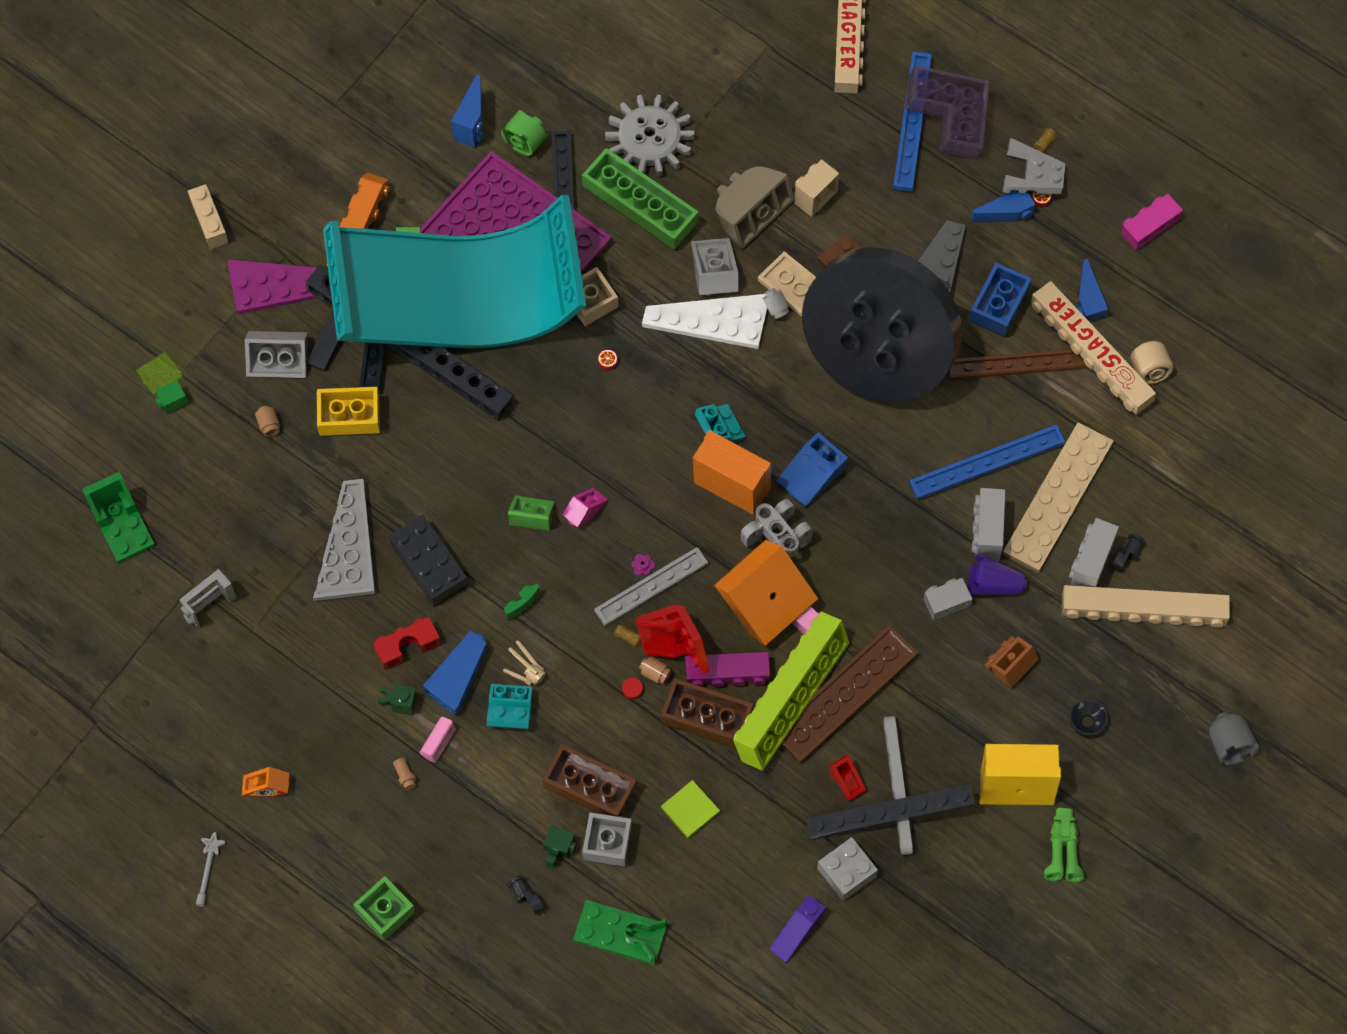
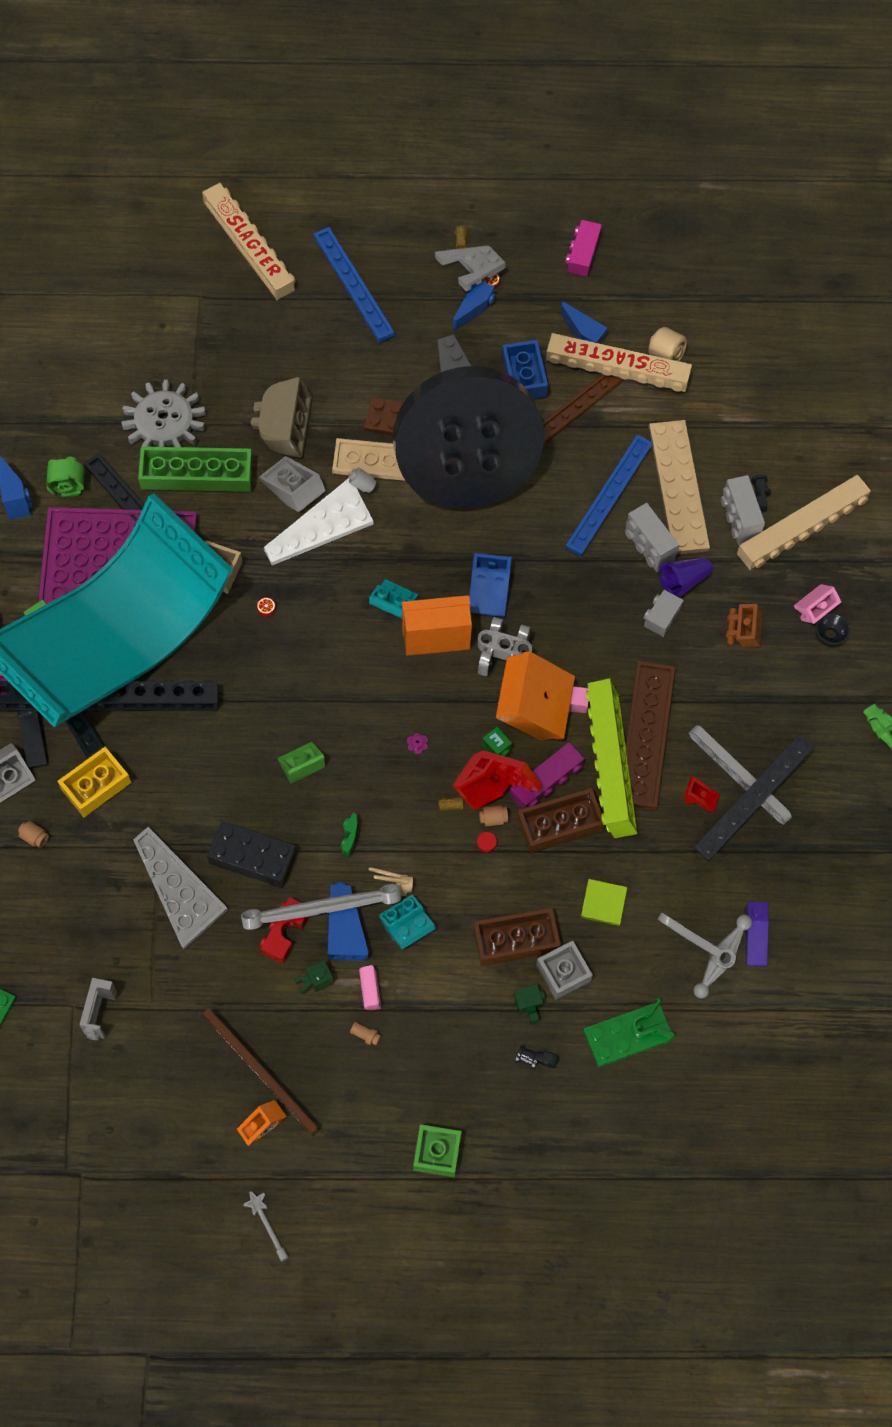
camera: 40 degrees left, 0 degrees up
(296, 747) = (261, 1073): none -> reddish brown tile
(508, 671) = (255, 918): none -> light grey piece
(584, 507) = (340, 730): dark pink slope -> none
(651, 587) = (438, 756): light grey tile -> none
(707, 612) = (497, 743): none -> green brick
(762, 919) = (715, 965): none -> light grey piece
(816, 187) = (324, 375): tan brick -> none
(847, 869) = (756, 863): light grey brick -> none
(958, 101) = (380, 248): clear purple brick -> none
(1019, 774) = (826, 702): yellow container -> none
(1093, 685) = (817, 603): none -> bright pink brick

